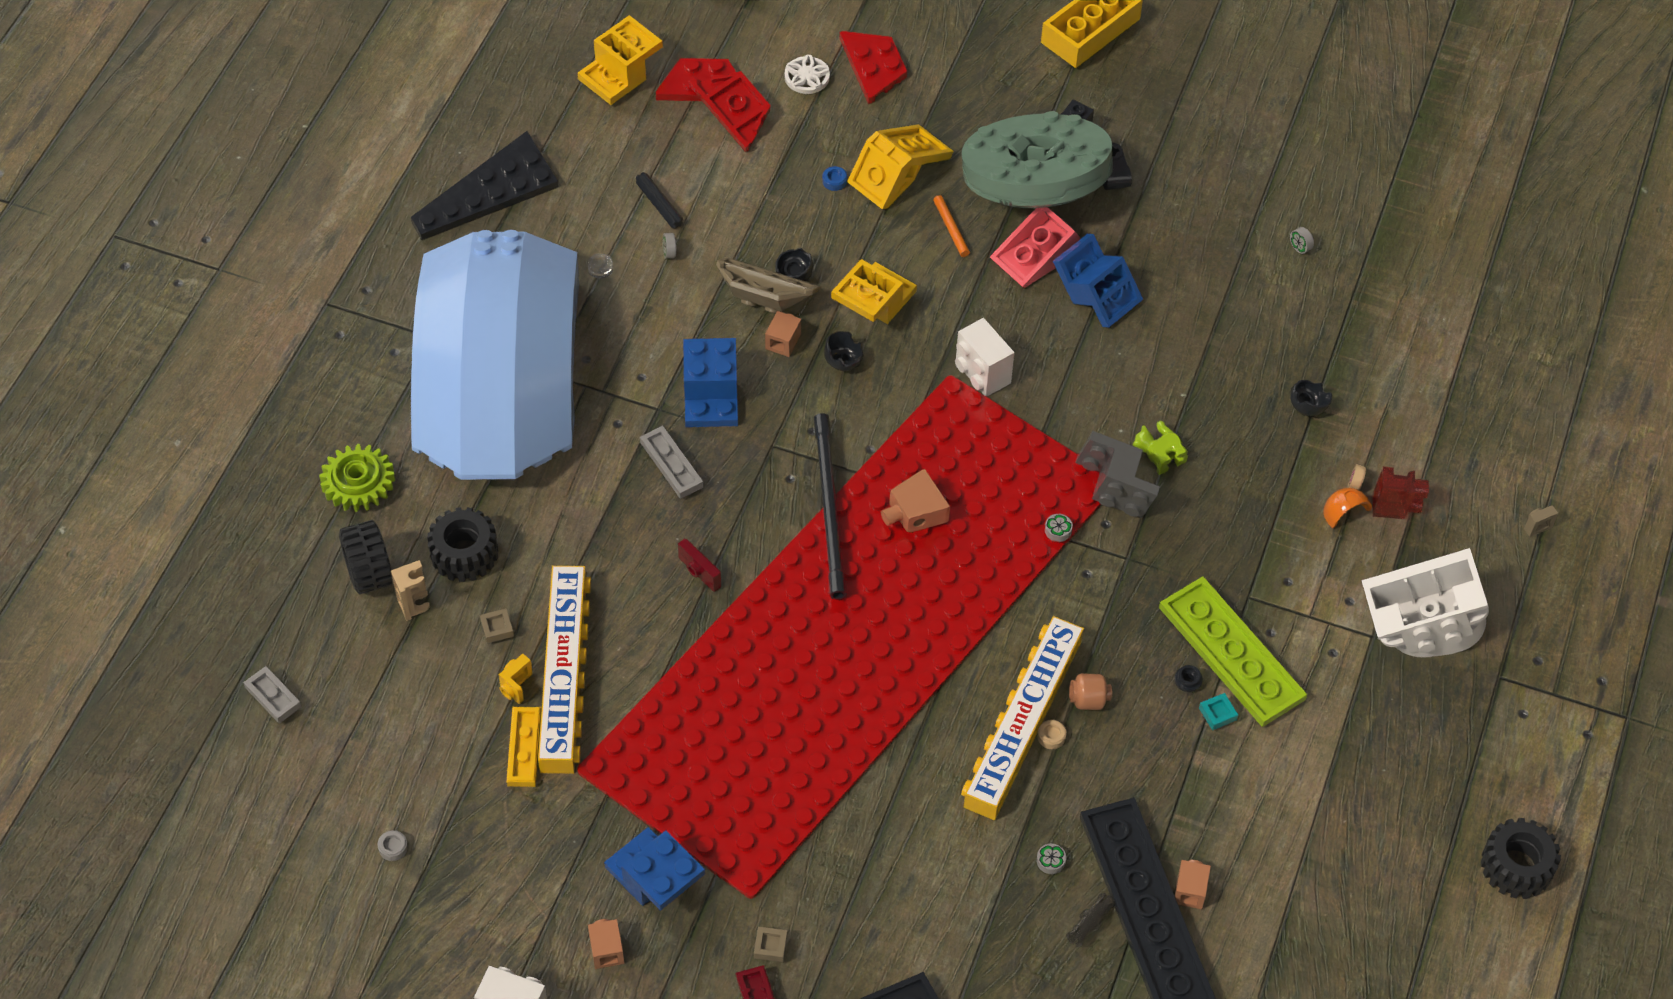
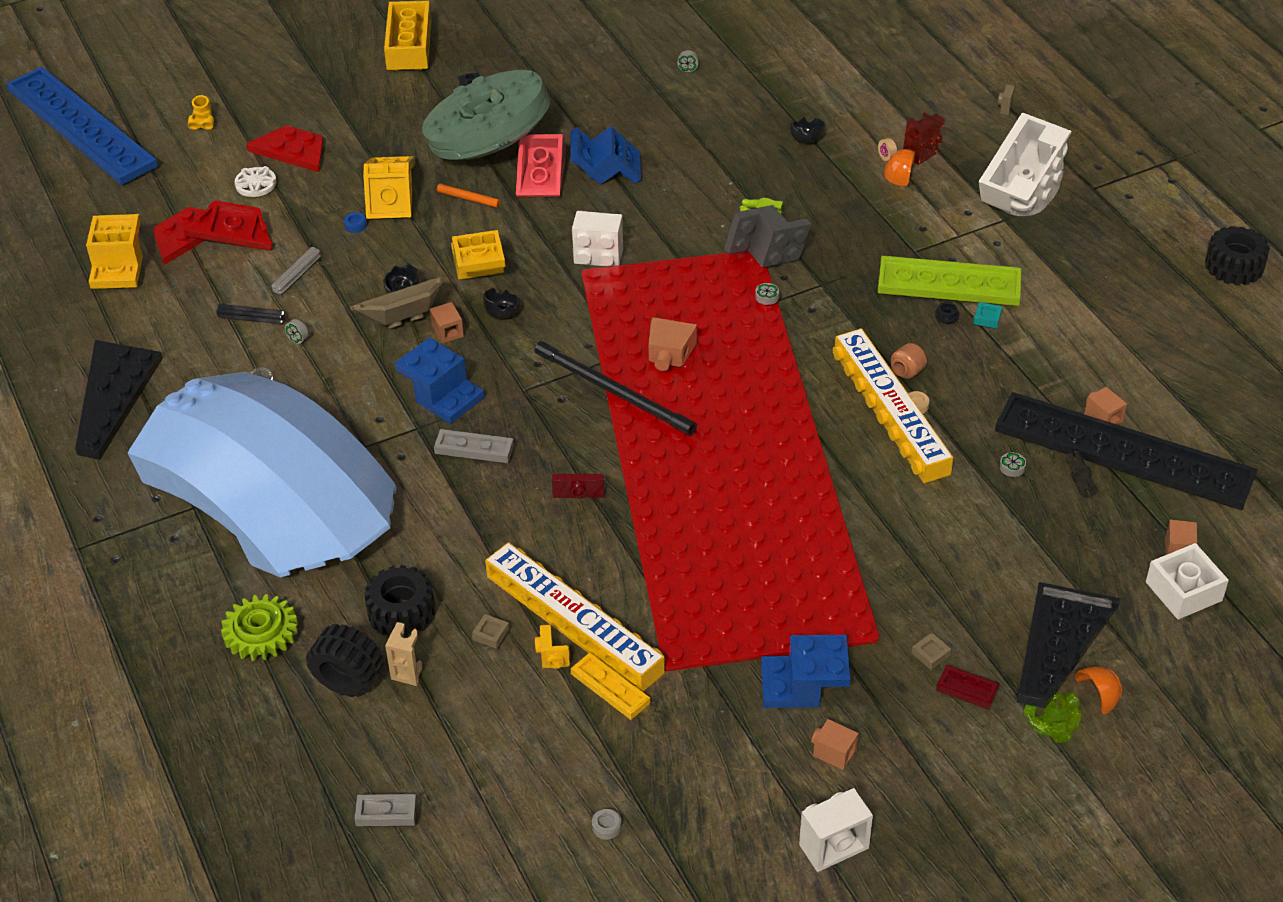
camera: 45 degrees left, 10 degrees down
(737, 187) = (296, 270): none -> light grey axle

